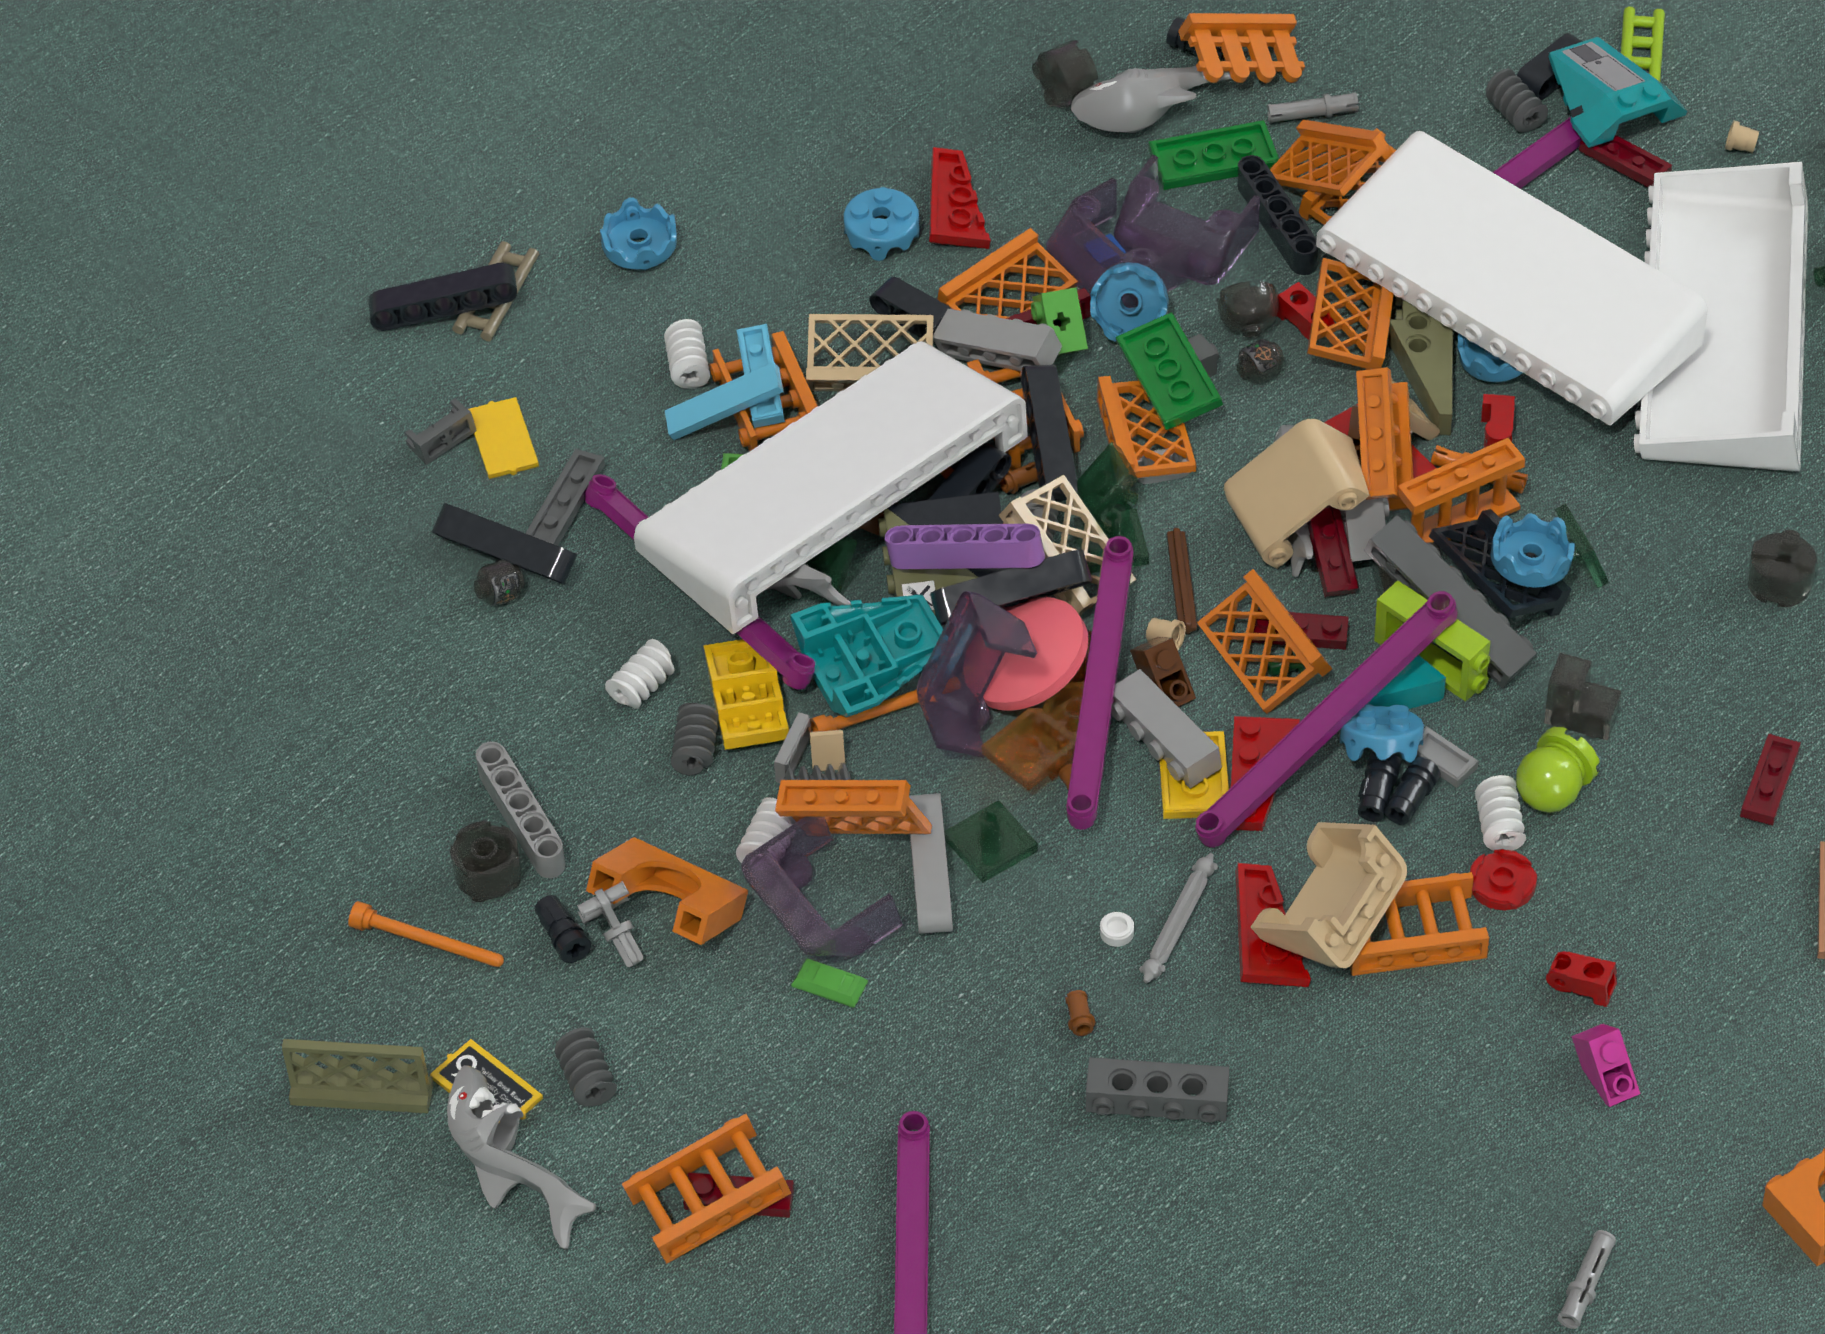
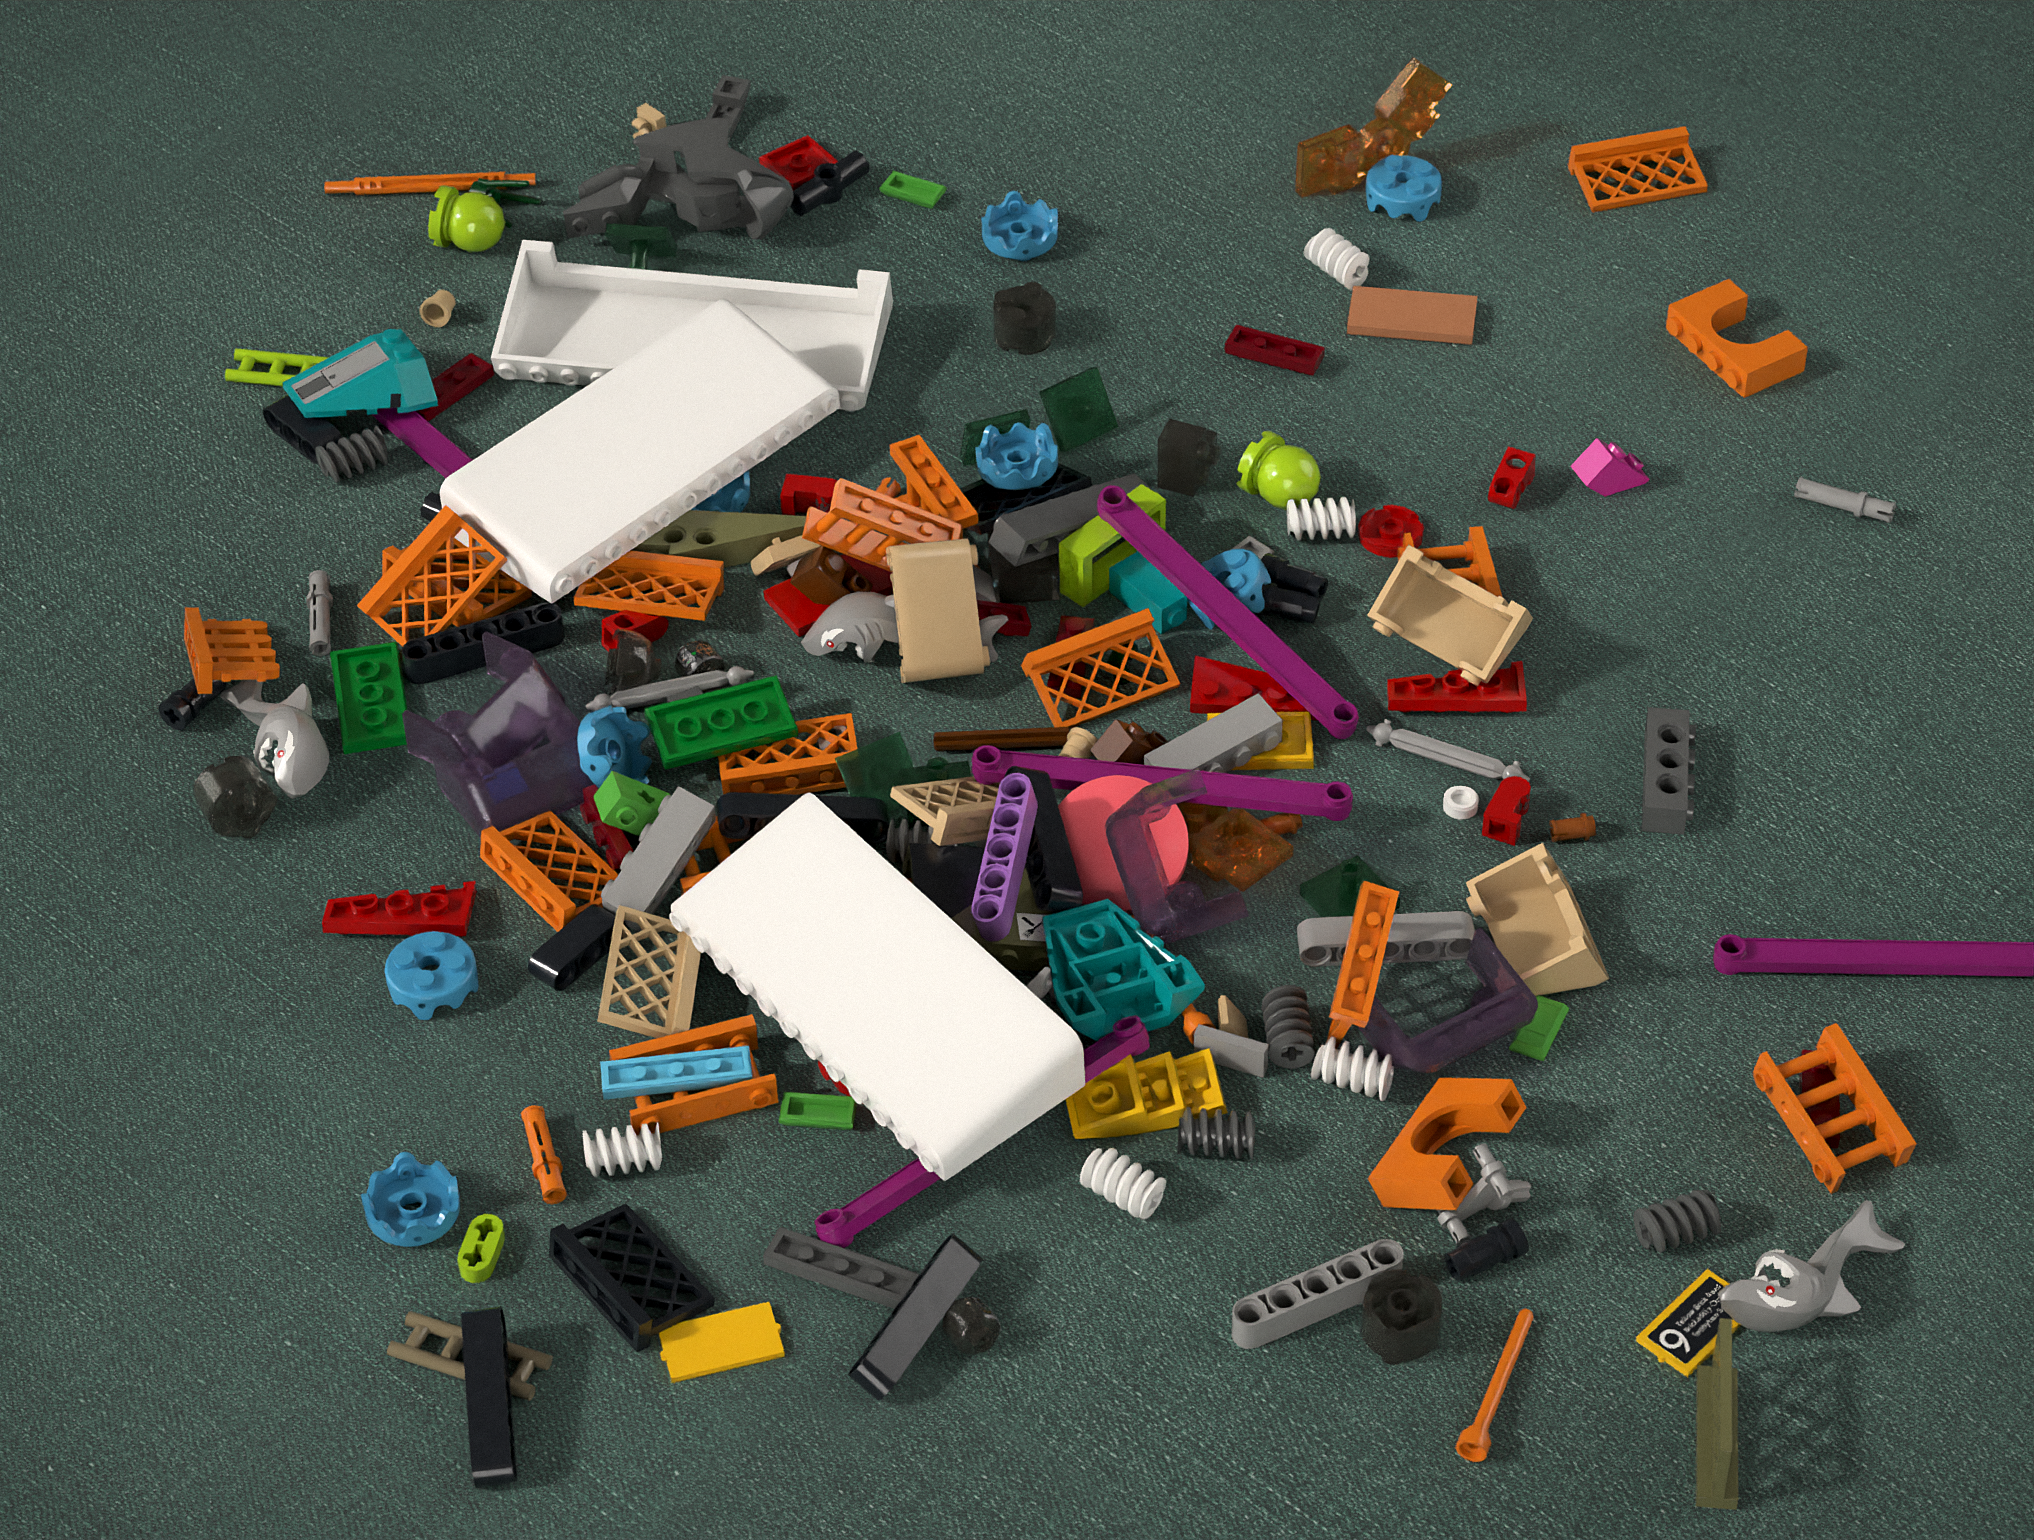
camera: 90 degrees left, 5 degrees down
(442, 434) = (715, 1395): dark grey hinge -> none
(548, 358) = (605, 1286): none -> black fence
(599, 286) = (474, 1246): none -> lime beam
(693, 310) = (551, 1184): none -> orange pin
(724, 401) = (718, 1102): medium azure tile -> none
(938, 985) = (1537, 923): none -> tan windscreen
(1099, 959) = (1506, 809): none -> red leg
(1224, 344) = (659, 691): none -> light grey wheel
(1635, 610) = (1078, 409): none -> clear green tile

